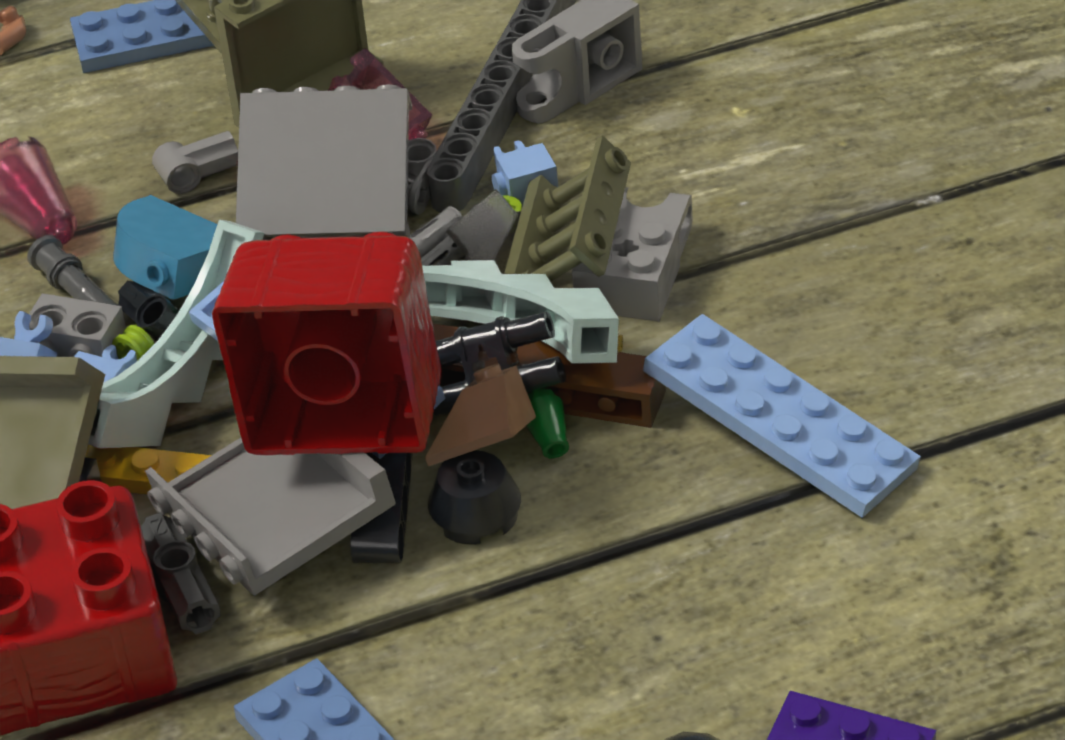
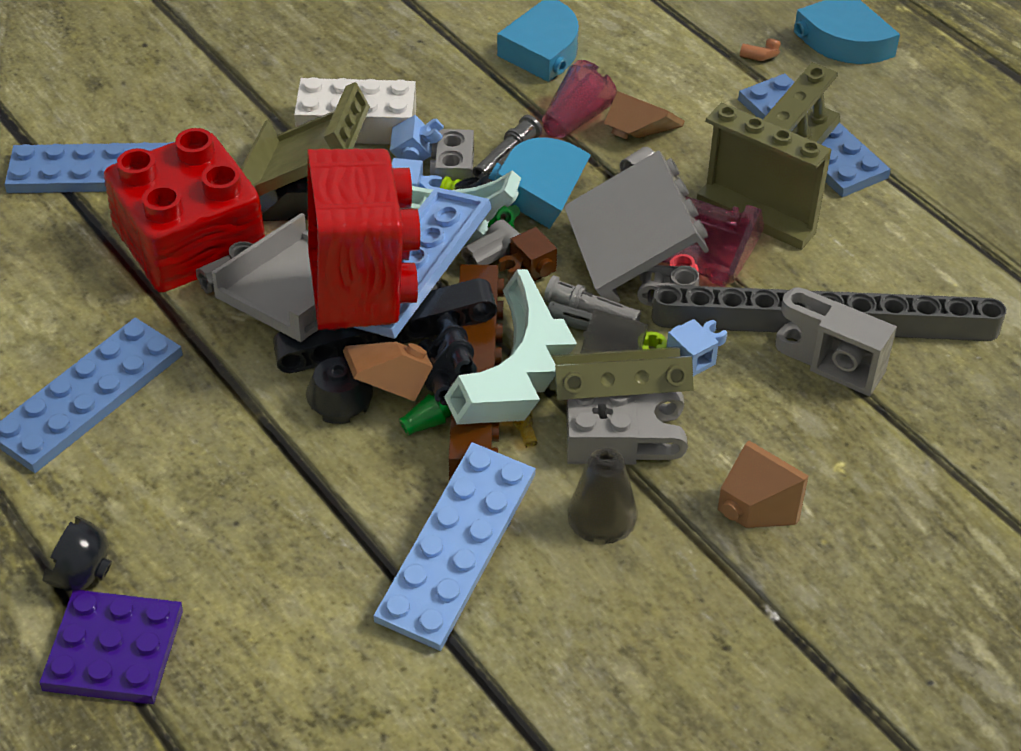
camera: 70 degrees right, 5 degrees up
(91, 149) = (639, 118): none -> medium nougat slope
(750, 277) = (603, 499): none -> clear smoke cone
(777, 152) = (762, 490): none -> medium nougat slope

